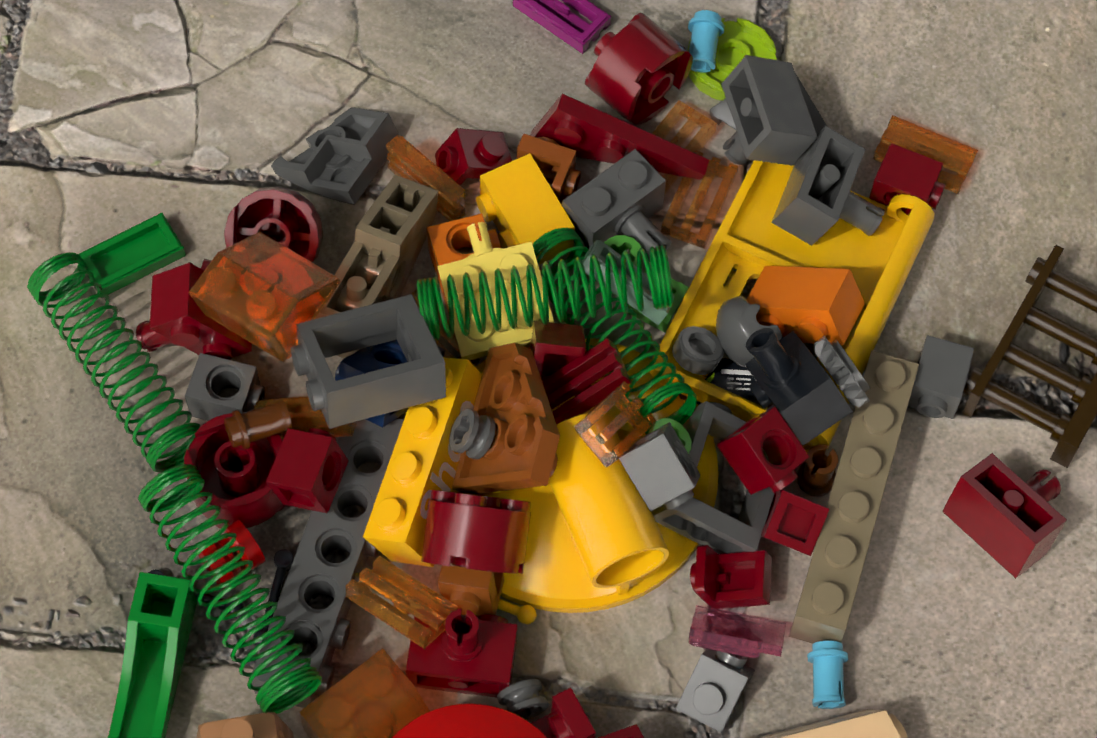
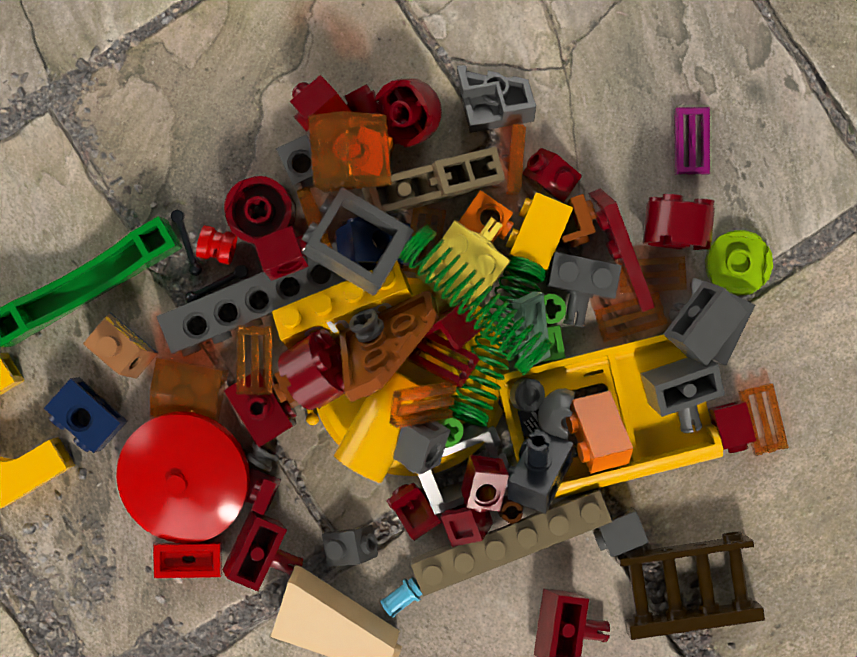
camera: 50 degrees right, 25 degrees up
(64, 290) = (293, 17): green piece -> none
(133, 254) = (342, 39): green tile -> none
(257, 424) = (281, 207): reddish brown pin -> none
(270, 694) = (169, 350): green piece -> none
(705, 30) = (732, 243): medium azure pin -> none
(736, 633) = (384, 537): clear pink piece -> none
(842, 371) = (565, 491): dark grey gear -> none

